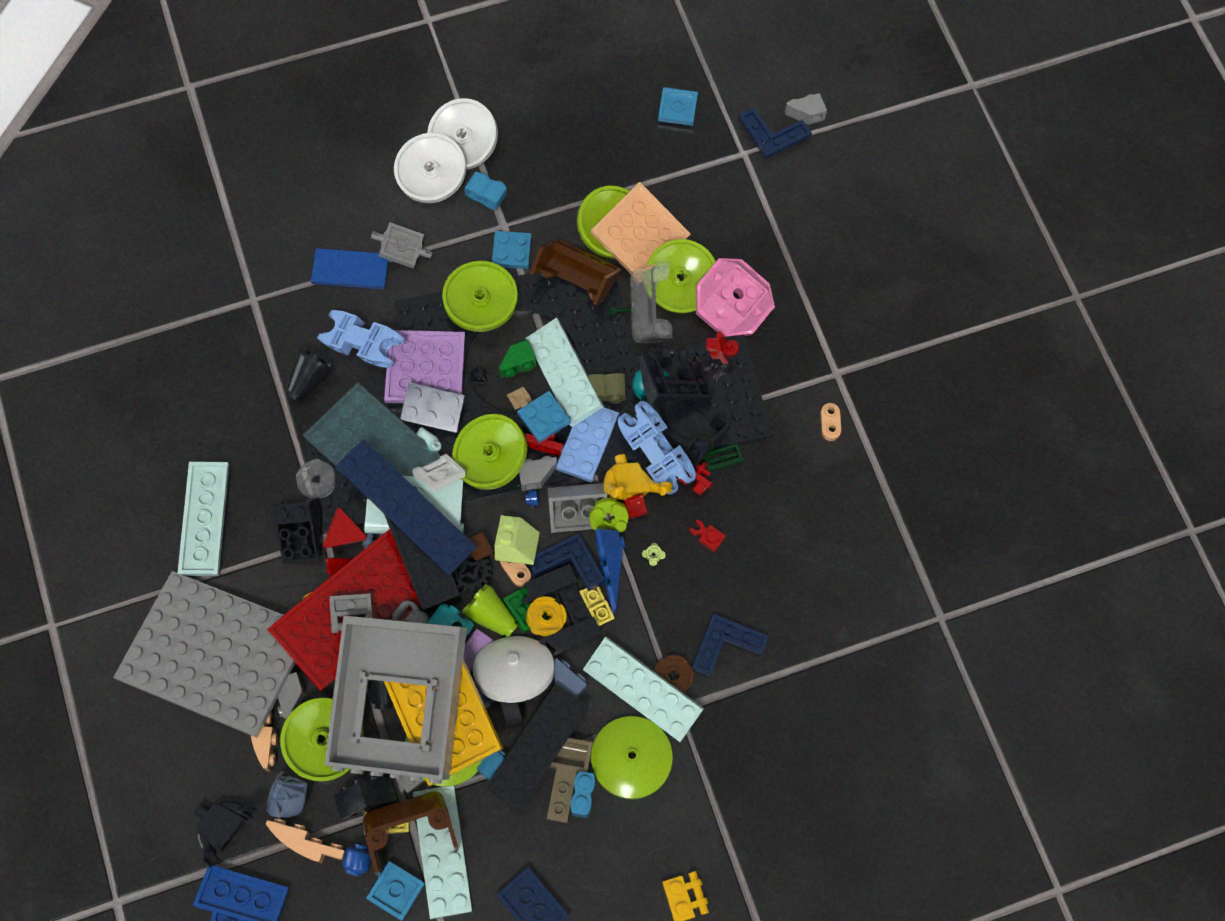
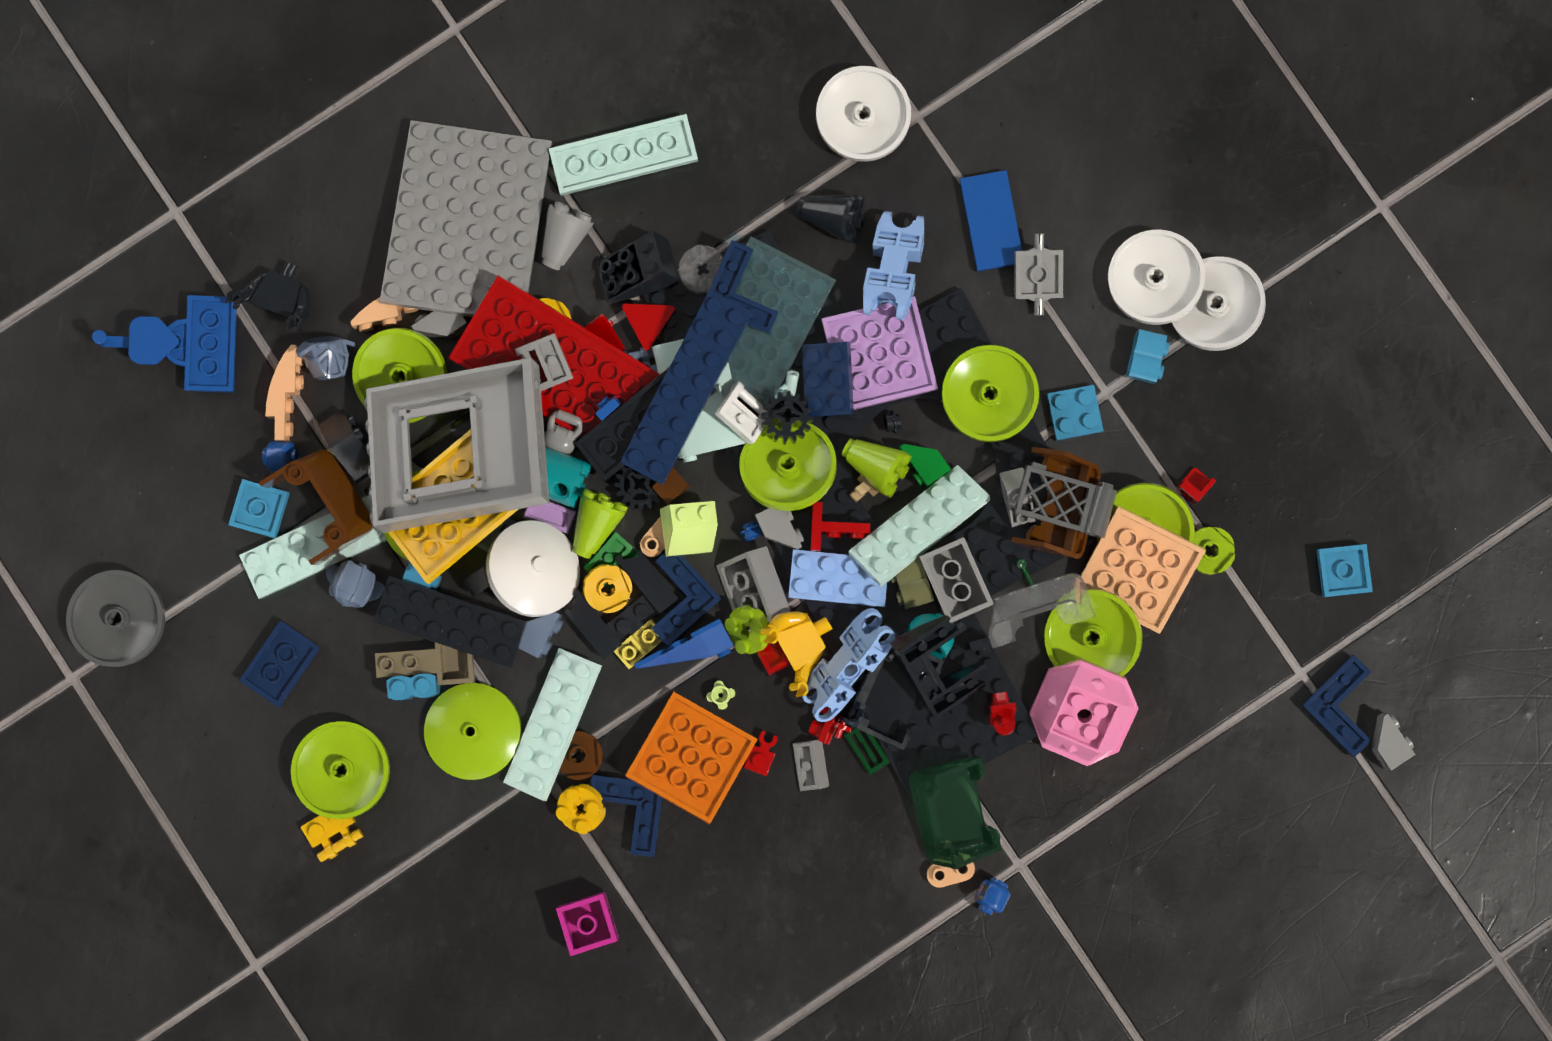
camera: 80 degrees right, 15 degrees up
(237, 333) = (865, 92): none -> white dish
(250, 578) = (563, 234): none -> light grey cone
(330, 457) = (728, 280): none -> dark blue plate
(401, 575) = (606, 406): none -> blue plate
(454, 444) = (796, 418): none -> black gear
(483, 824) = (353, 584): none -> sand blue piece
(508, 387) = (877, 464): none -> lime cone
(544, 417) = (847, 518): dark azure plate -> none
(562, 298) = (1010, 487): none -> light grey slope
(587, 247) = (1095, 509): none -> dark grey piece
(589, 183) = (1195, 485): none -> red panel
(612, 351) = (956, 580): none -> light grey slope
(630, 853) = (318, 763): none -> lime dish
(646, 178) = (1224, 550): none -> lime plate
(697, 586) = (691, 758): none -> orange plate
(725, 502) = (810, 765): none -> light grey slope
(727, 685) = (574, 819): none -> yellow plate
(788, 408) = (952, 813): none -> clear green windscreen
(810, 700) = (587, 923): none -> dark pink brick
(856, 395) = (992, 896): none -> blue head

